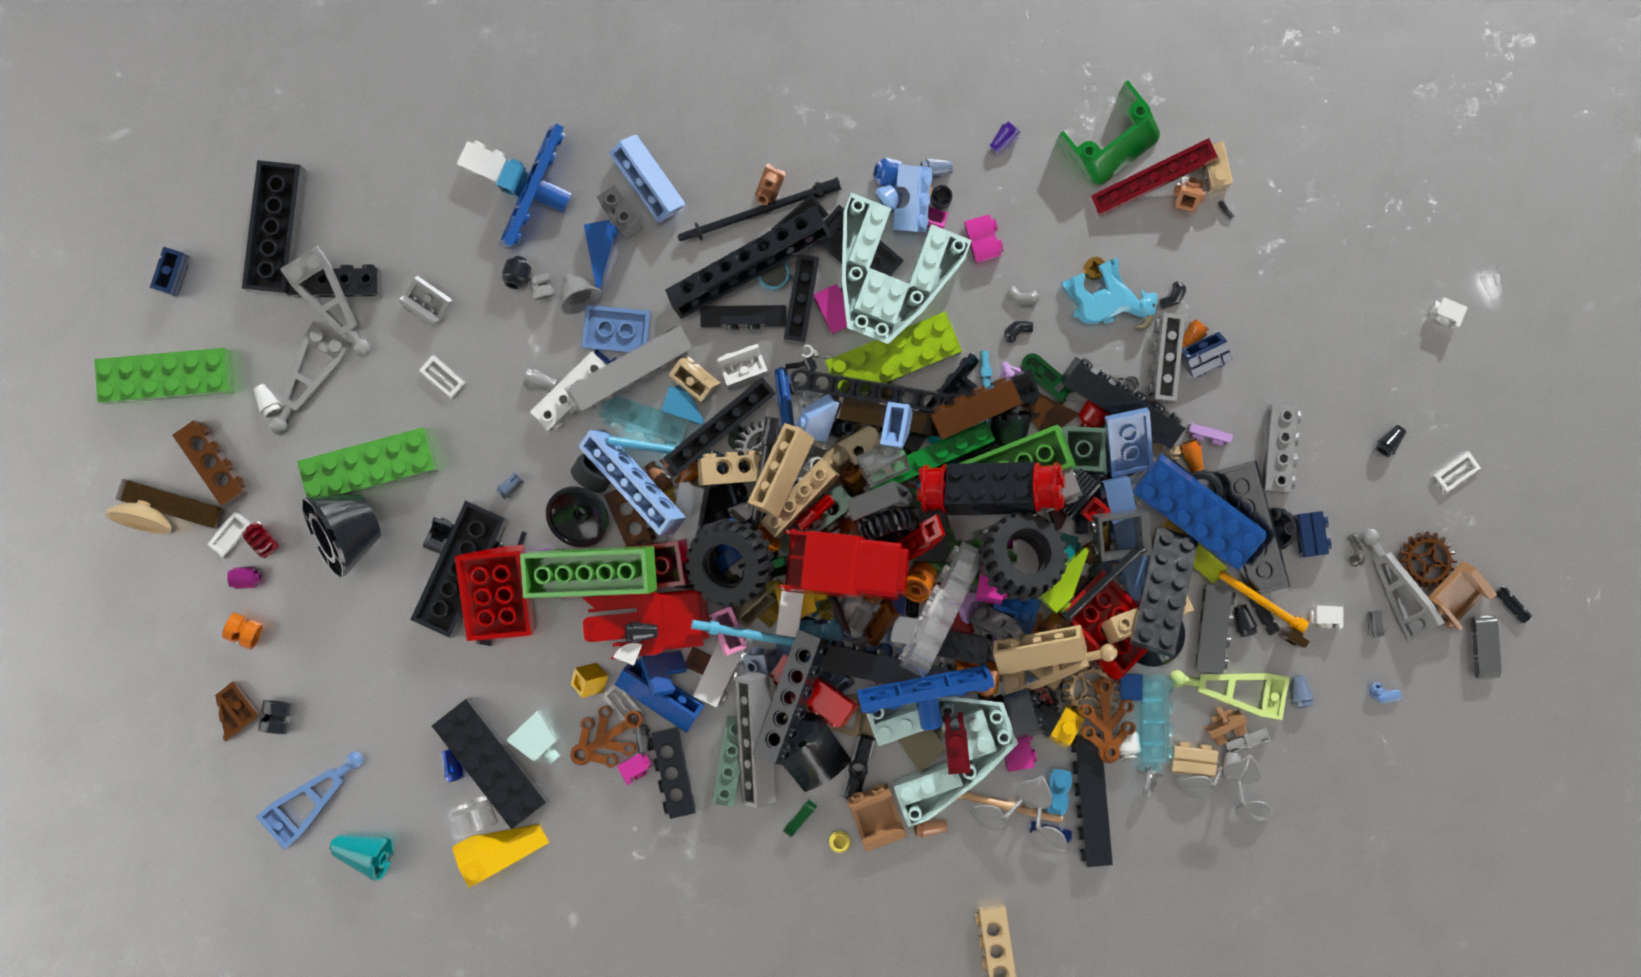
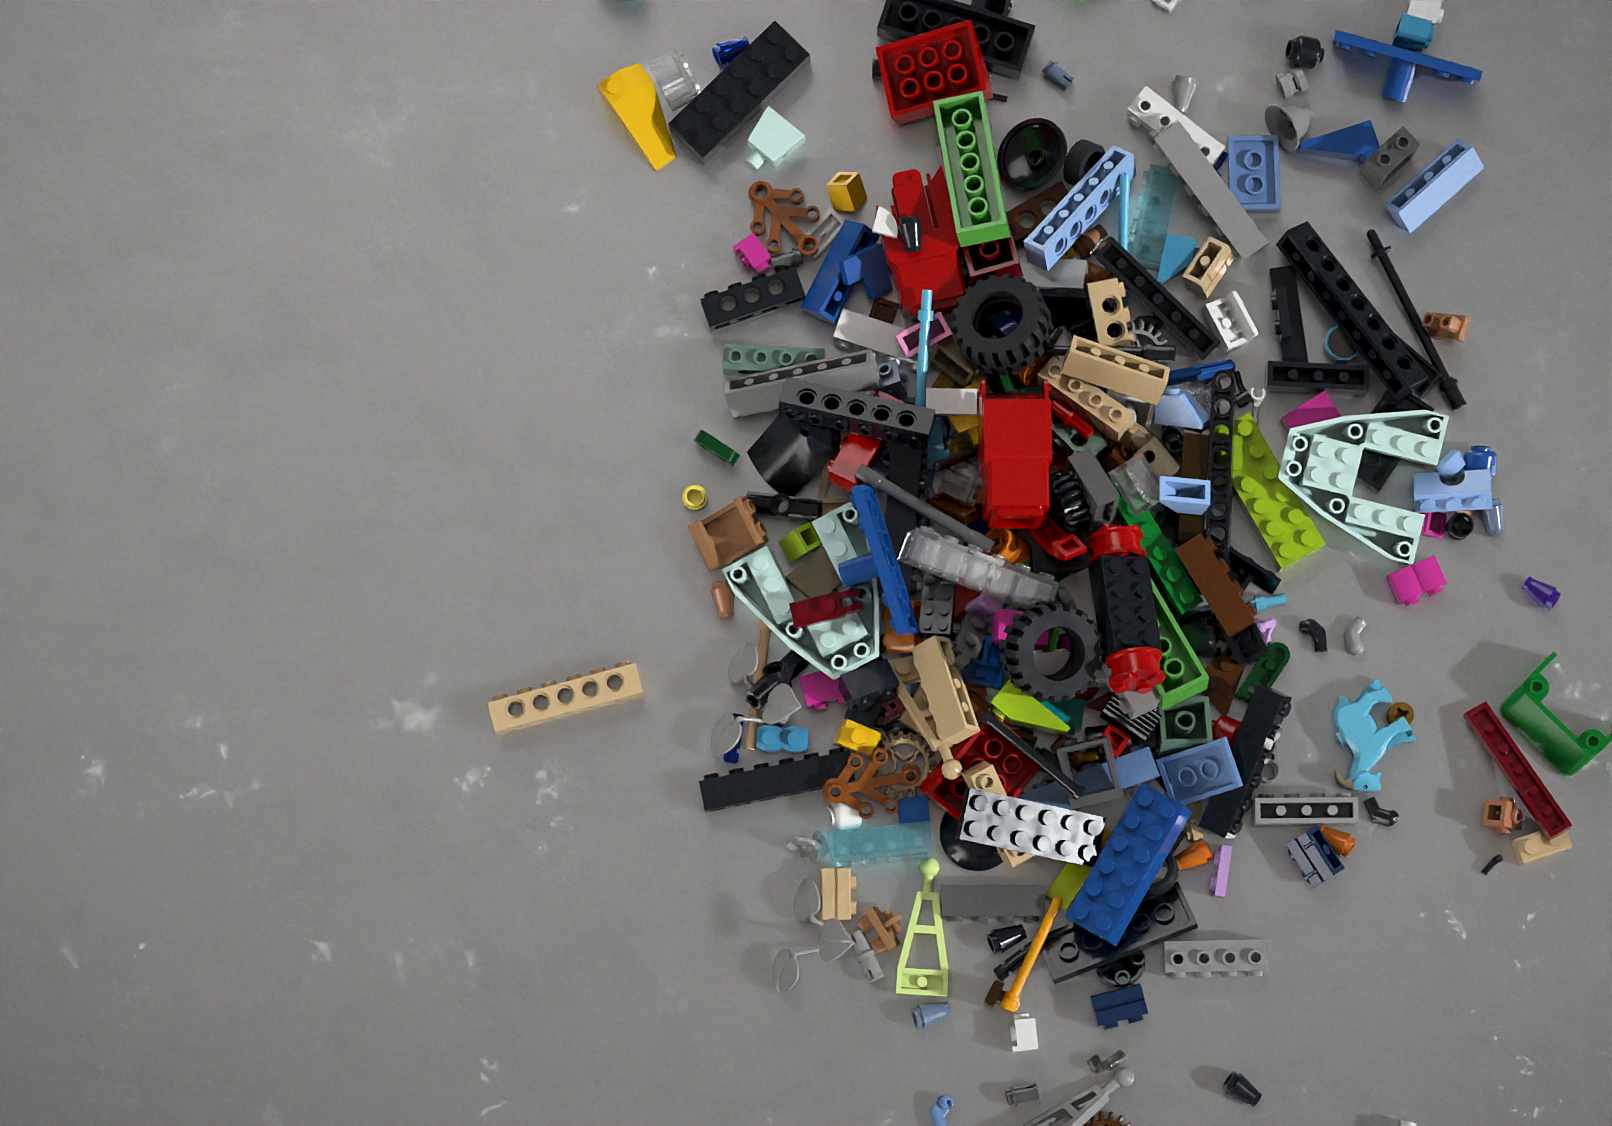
camera: 90 degrees right, 5 degrees down
(854, 686) = (877, 481): none -> dark grey piece
(891, 757) = (800, 542): none -> lime brick
(1005, 790) = (775, 674): none -> black piece

